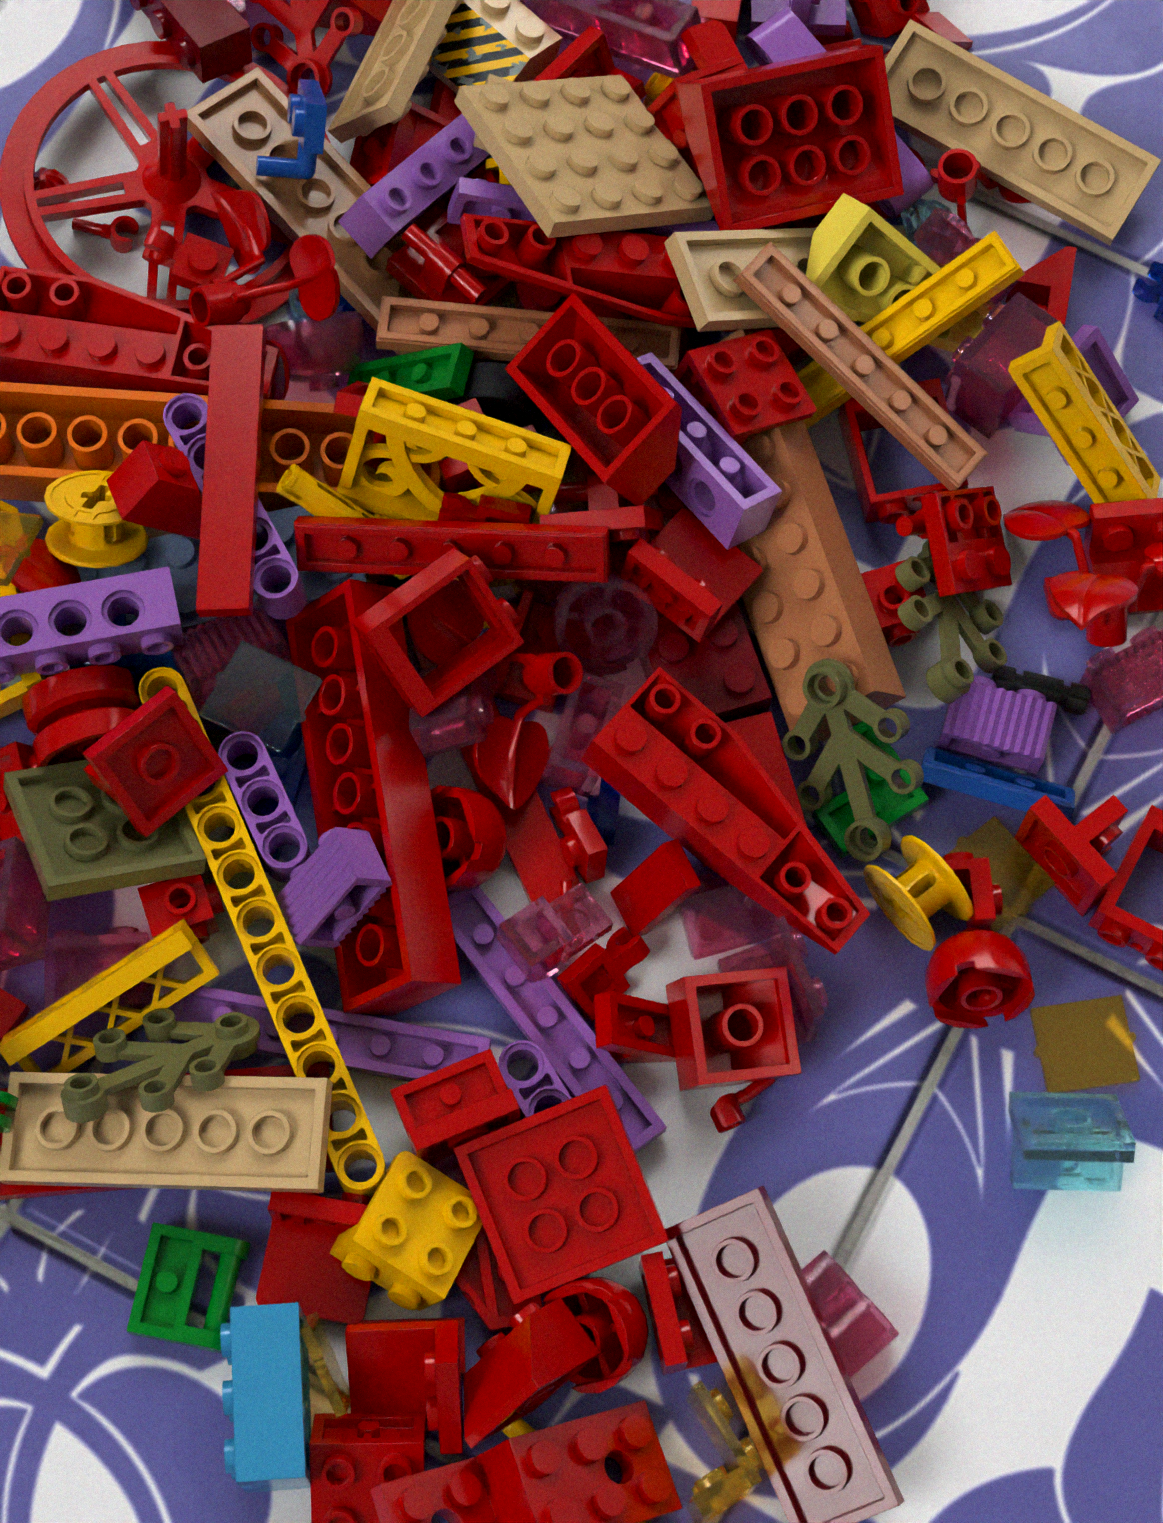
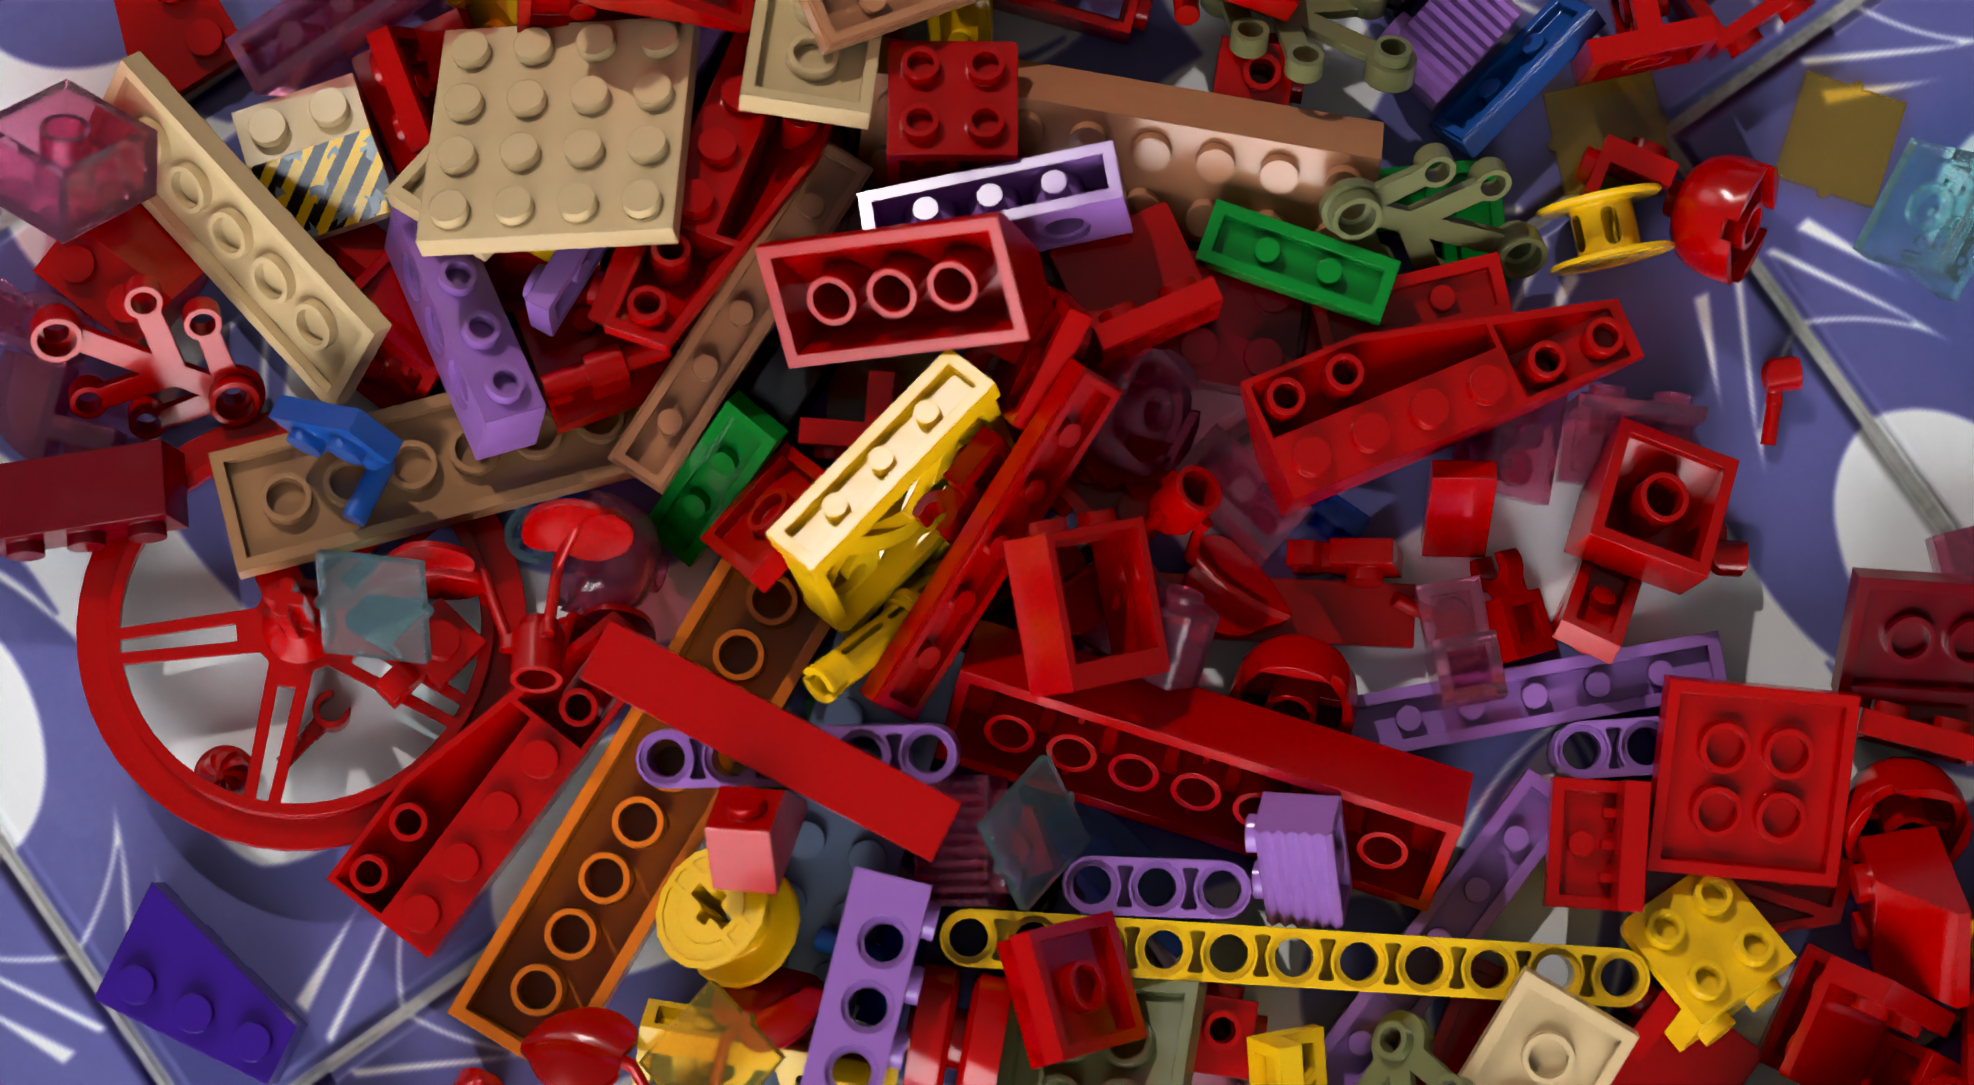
camera: 60 degrees left, 15 degrees up
(203, 201) = (373, 606): none -> clear light blue piece
(768, 674) = (1297, 262): none -> green plate
(801, 784) = (1426, 297): none -> red plate
(882, 1083) = (1778, 376): none -> red hand

